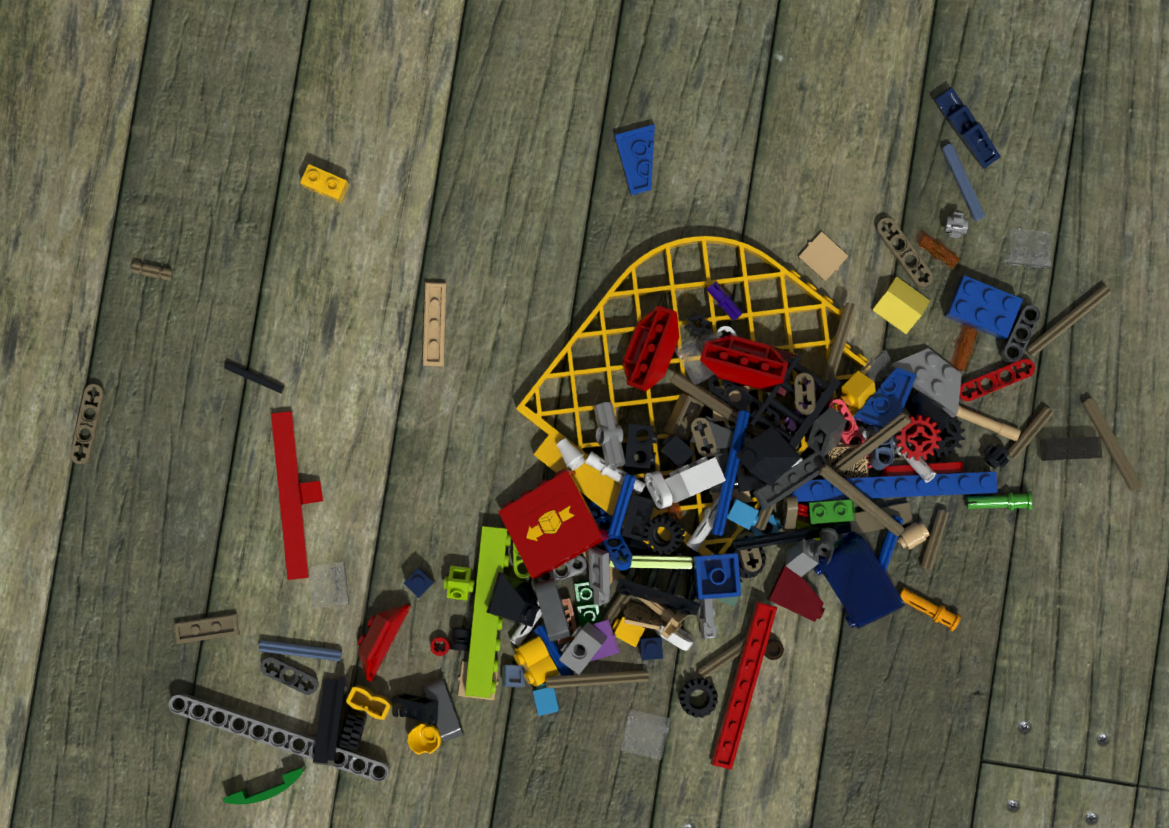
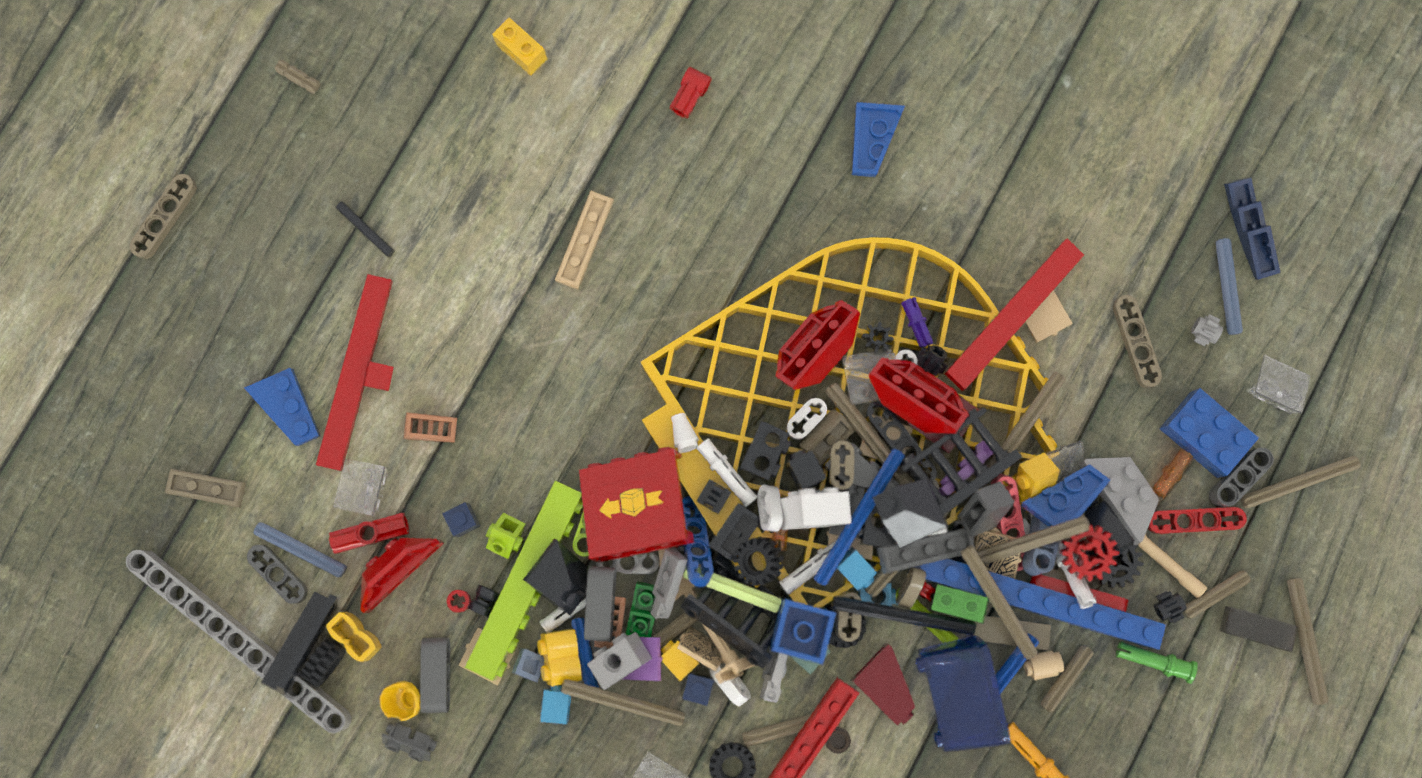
camera: 15 degrees right, 5 degrees down
(242, 796) = (171, 696): green slope -> none
(245, 541) = (286, 405): none -> blue wing
(339, 626) = (354, 537): none -> red piece
(349, 525) = (410, 417): none -> nougat slope
(415, 707) = (403, 661): black hinge -> none
(449, 770) = (399, 740): none -> dark grey hinge
(477, 168) = (692, 87): none -> red piece
(609, 435) = (735, 426): light grey piece -> none
(609, 494) = (713, 496): none -> black tile
(622, 505) = (721, 510): blue axle -> none
(667, 411) = (802, 414): none -> white beam
(746, 327) = (933, 359): none -> black gear
(799, 266) = (1014, 314): none -> red tile
(800, 557) = (908, 645): light grey brick -> none
(810, 393) = (982, 456): dark tan beam -> none
(825, 545) = (940, 639): dark grey piece -> none
(901, 305) = (1114, 399): light yellow slope -> none
(939, 251) = (1187, 368): clear orange pin -> none

